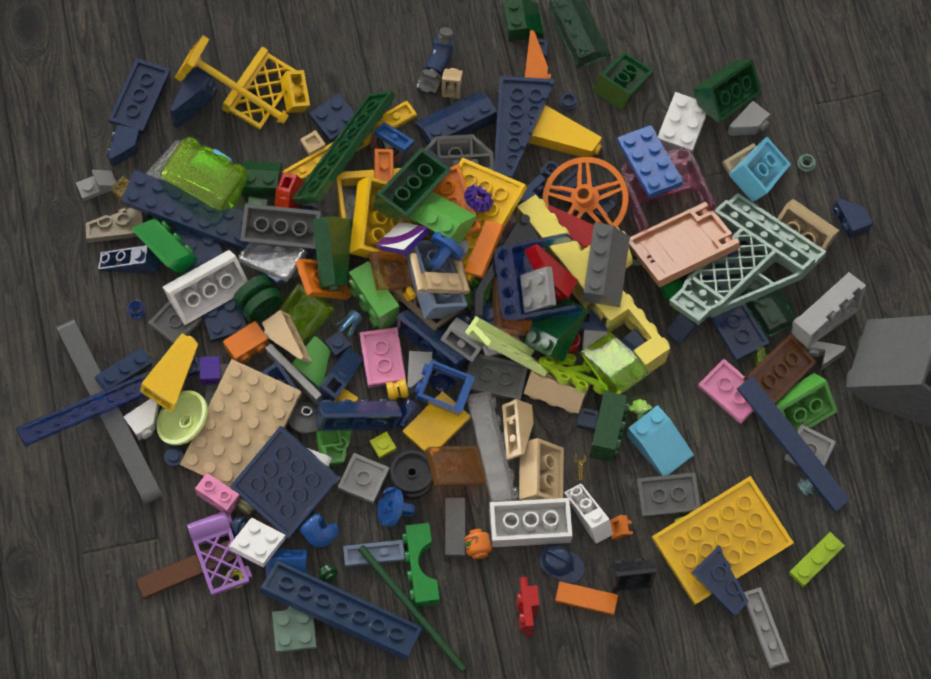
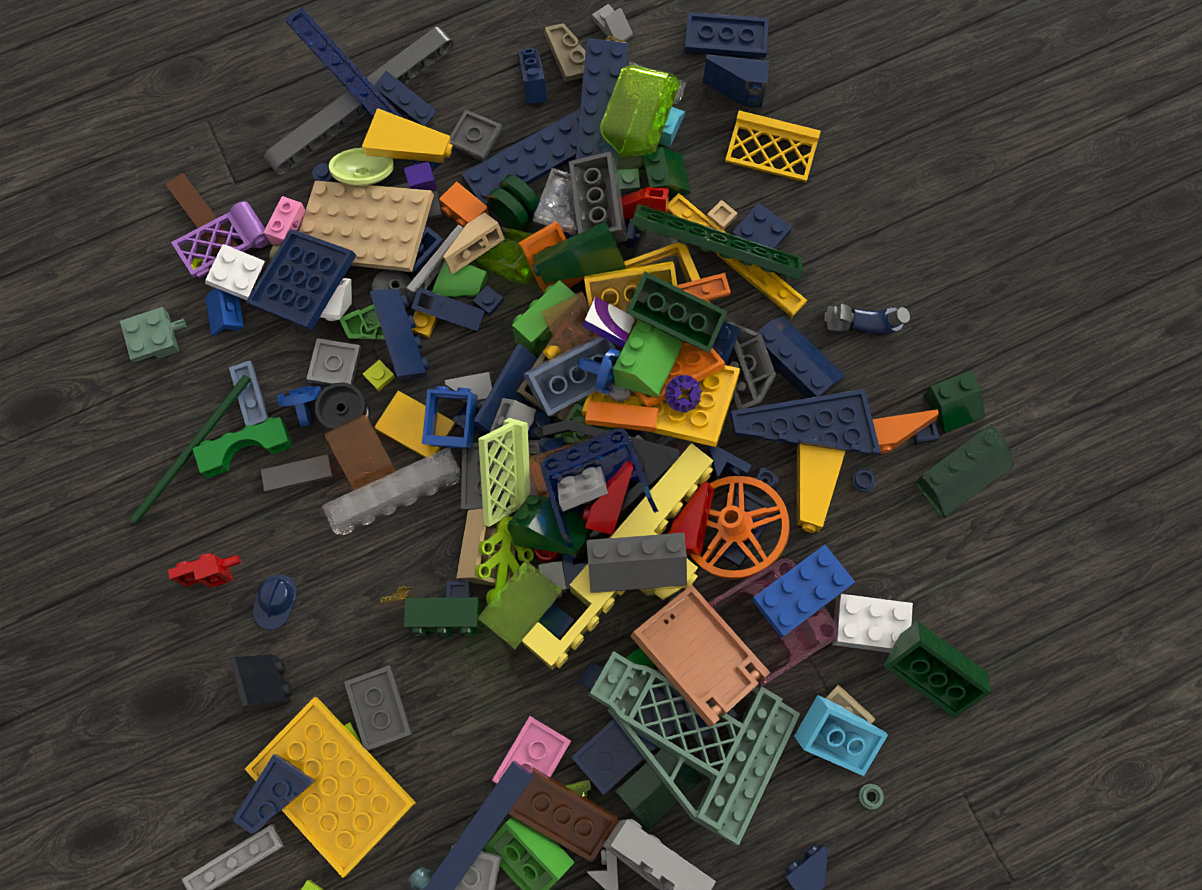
camera: 80 degrees right, 5 degrees up
(124, 145) = (663, 34): dark blue slope -> none
(135, 304) = (480, 91): clear blue plate -> none
(143, 419) = (351, 131): white slope -> none
(166, 245) = (550, 96): green slope -> none
(193, 60) = (769, 55): yellow tile -> none
(205, 287) = (513, 147): white slope -> none
(238, 524) = (257, 251): dark blue plate -> none
(295, 91) = (776, 178): yellow brick -> none
(317, 532) = (263, 331): blue hair -> none
(328, 573) = (218, 353): dark green plate -> none
(341, 610) = (172, 375): dark blue plate -> none
(354, 318) = (520, 305): flat silver piece -> none
(382, 356) = (482, 349): bright pink tile -> none
(389, 138) = (747, 294): blue panel -> none
(392, 390) = (443, 371): yellow wheel -> none
(409, 410) = (417, 389): clear blue cone -> none
(440, 282) = (564, 376): tan plate -> none
(451, 83) = (843, 340): tan slope -> none
(478, 544) = (276, 501): orange head -> none
(517, 427) = (425, 511): tan slope -> none
(530, 522) = (309, 553): white brick -> none
(541, 471) = (376, 553): tan slope -> none
(586, 598) = (235, 634): orange tile -> none
(589, 513) = (337, 618): white slope -> none
(620, 527) = (326, 657): orange tile -> none
(622, 80) = (913, 538): dark green slope -> none
(640, 407) = (481, 650): yellowish green plant -> none
(659, 441) = (442, 684): medium azure slope -> none
(750, 121) = (906, 709): light grey slope -> none
(808, 224) = (777, 814): tan slope -> none

